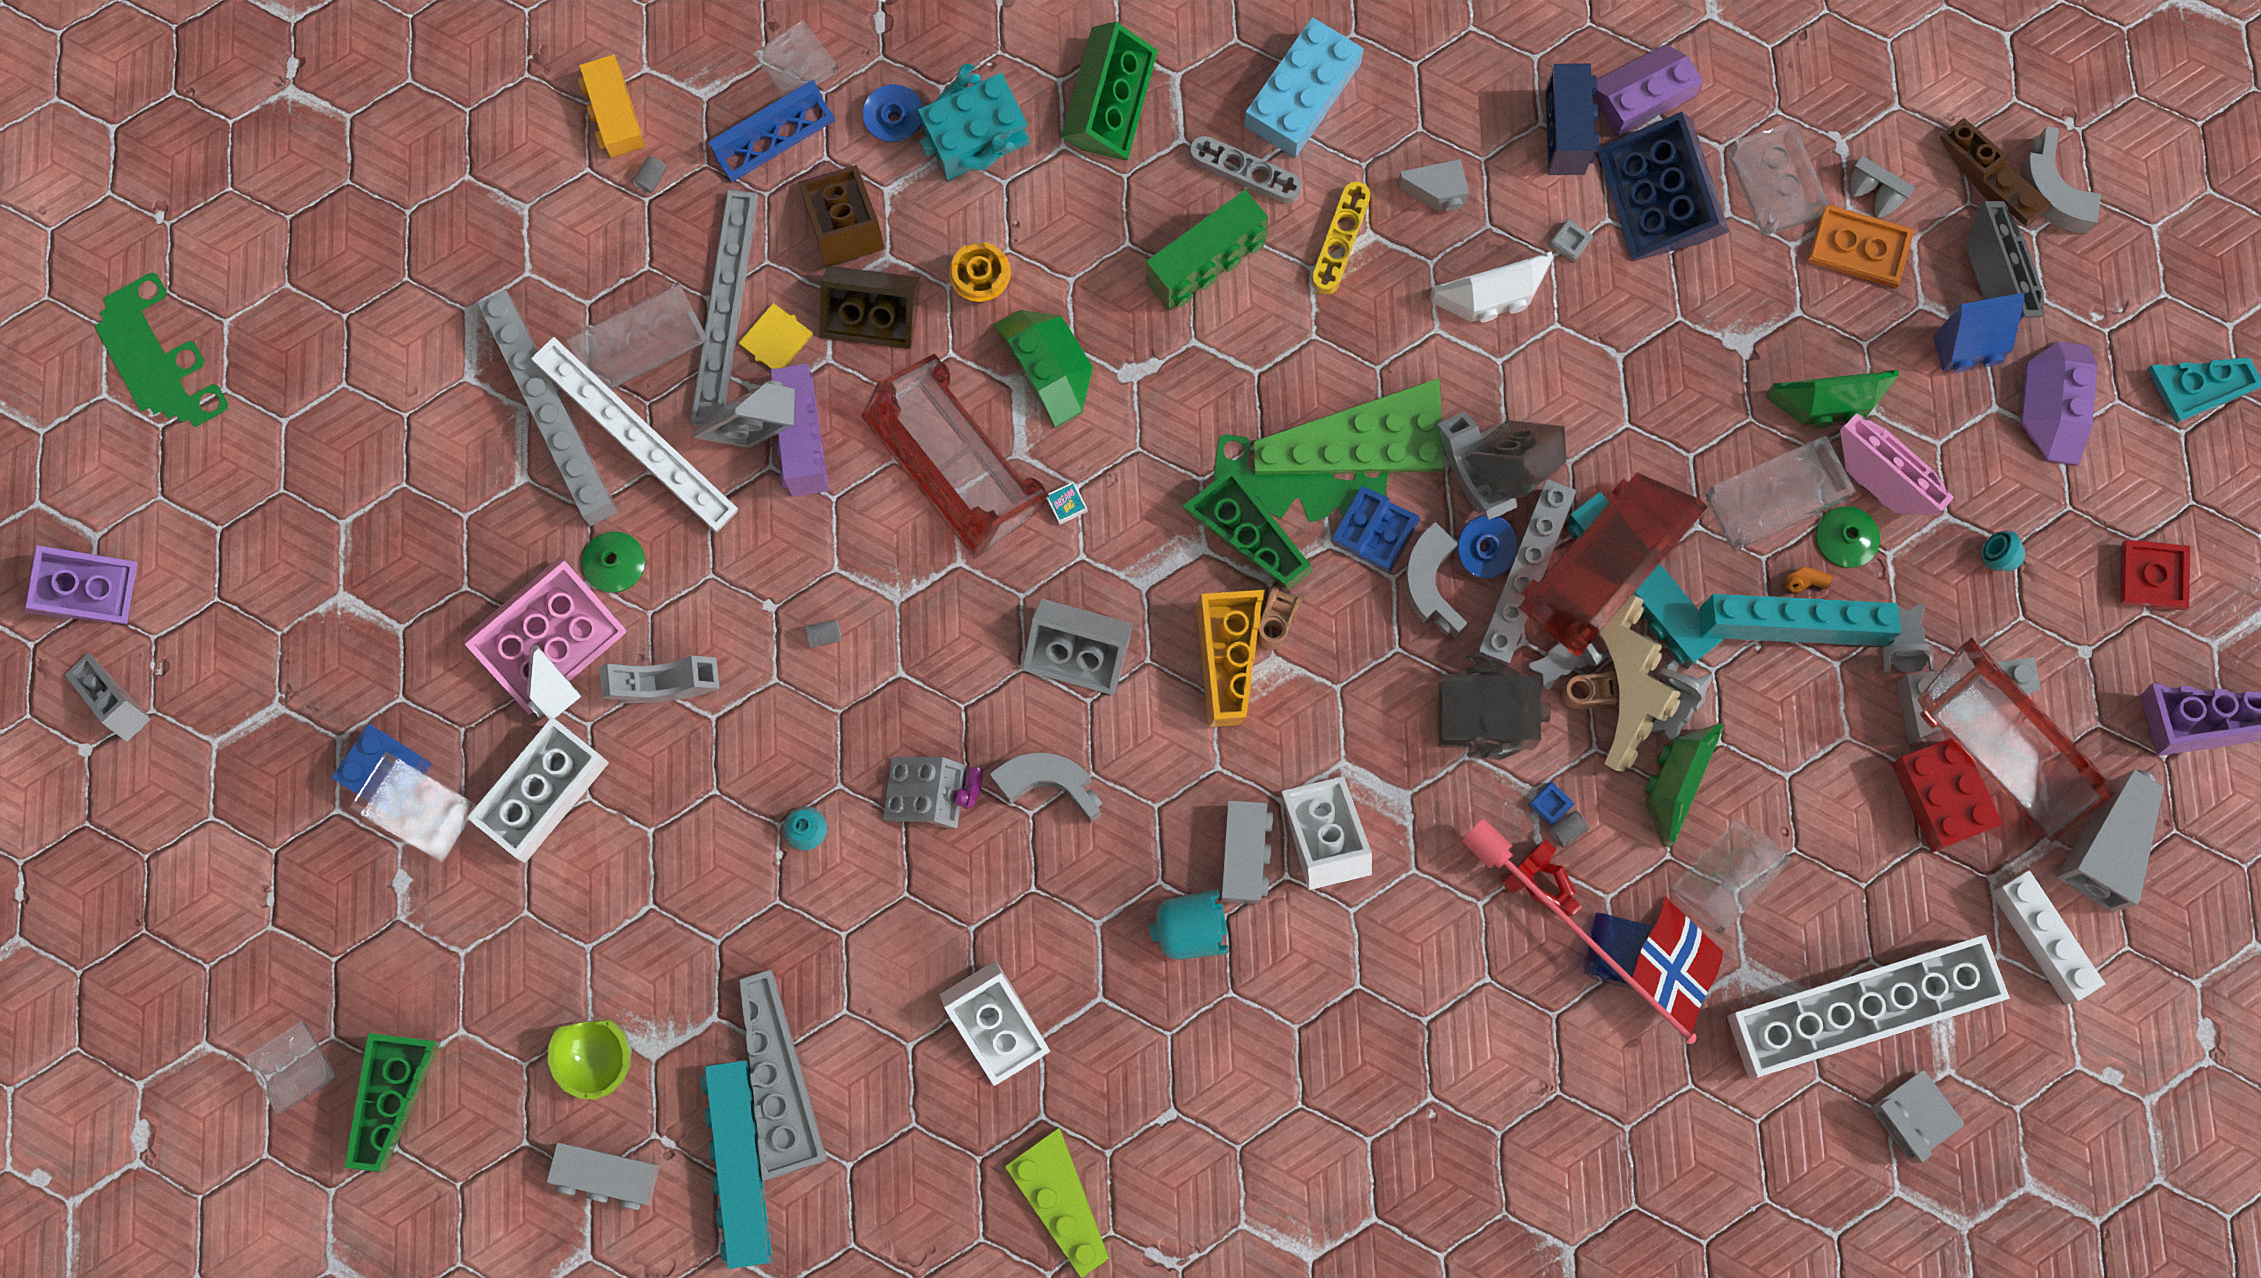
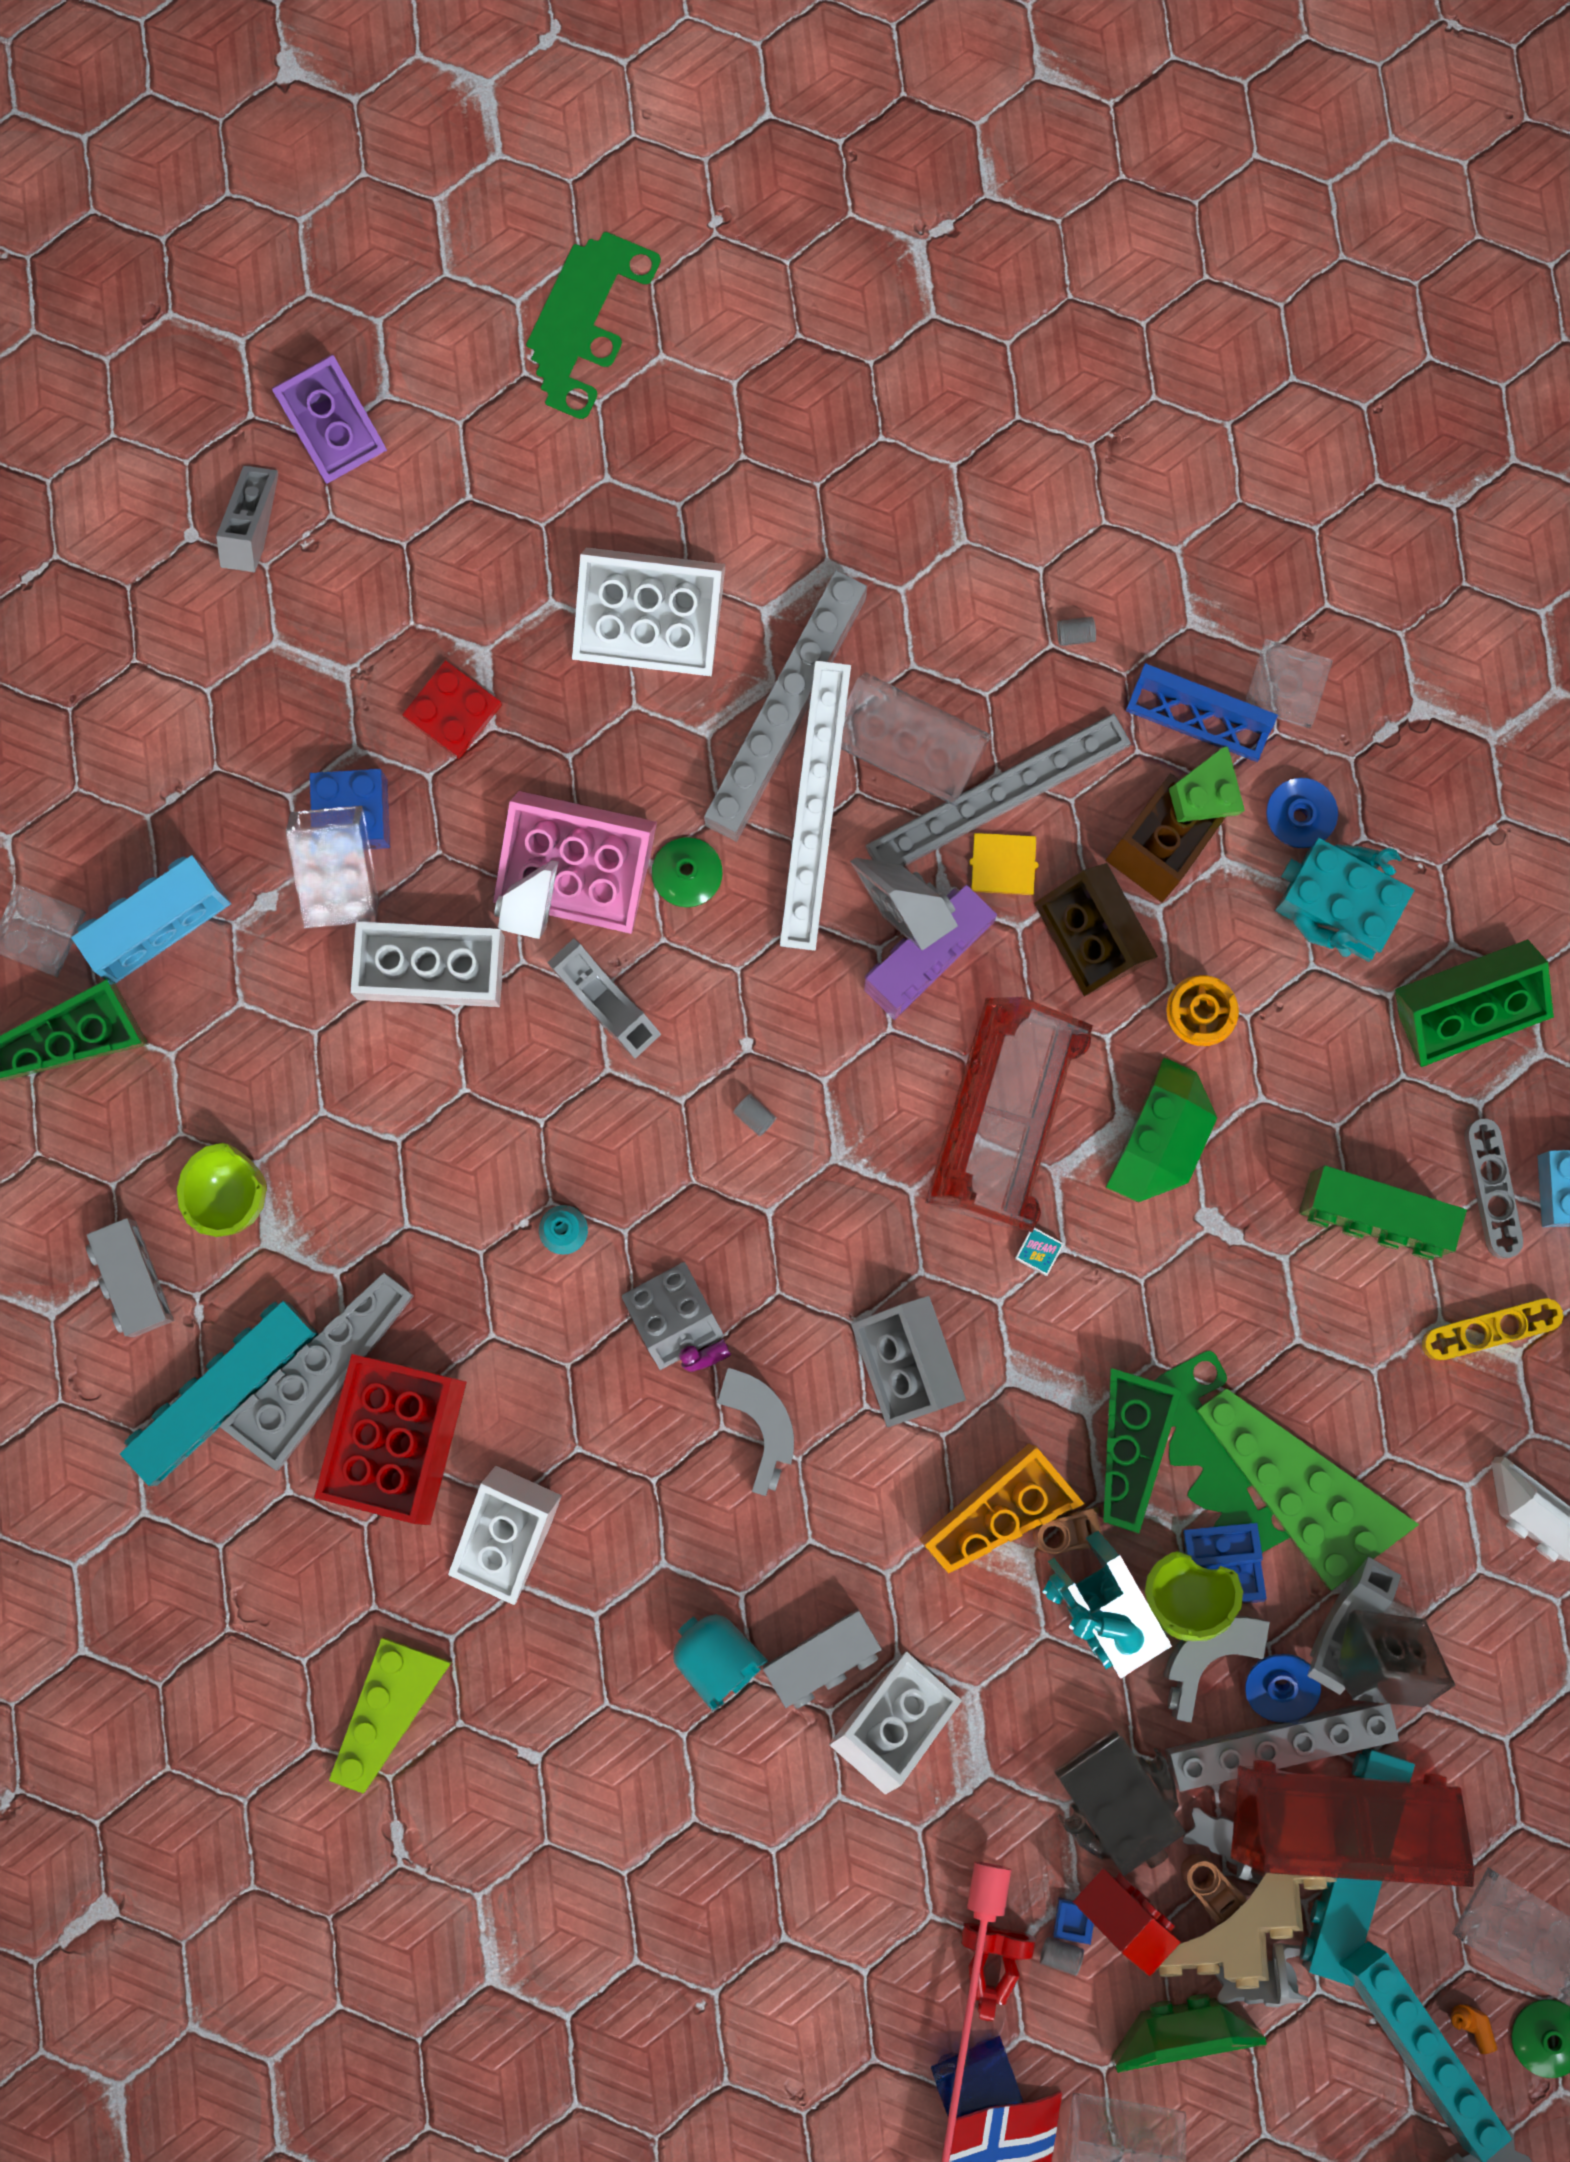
camera: 55 degrees right, 5 degrees up
(348, 970) = (150, 919): none -> medium azure brick
(365, 647) = (452, 709): none -> red plate
(404, 457) = (647, 611): none -> white slope
(610, 106) = (1115, 546): light orange brick -> none
(830, 163) = (1208, 790): none -> bright green wing
(864, 1057) = (390, 1440): none -> red slope
(1348, 621) = (1109, 1611): none -> teal torso
(1383, 561) = (1192, 1600): none -> lime cylinder
(1573, 760) = (1128, 1920): none -> red brick

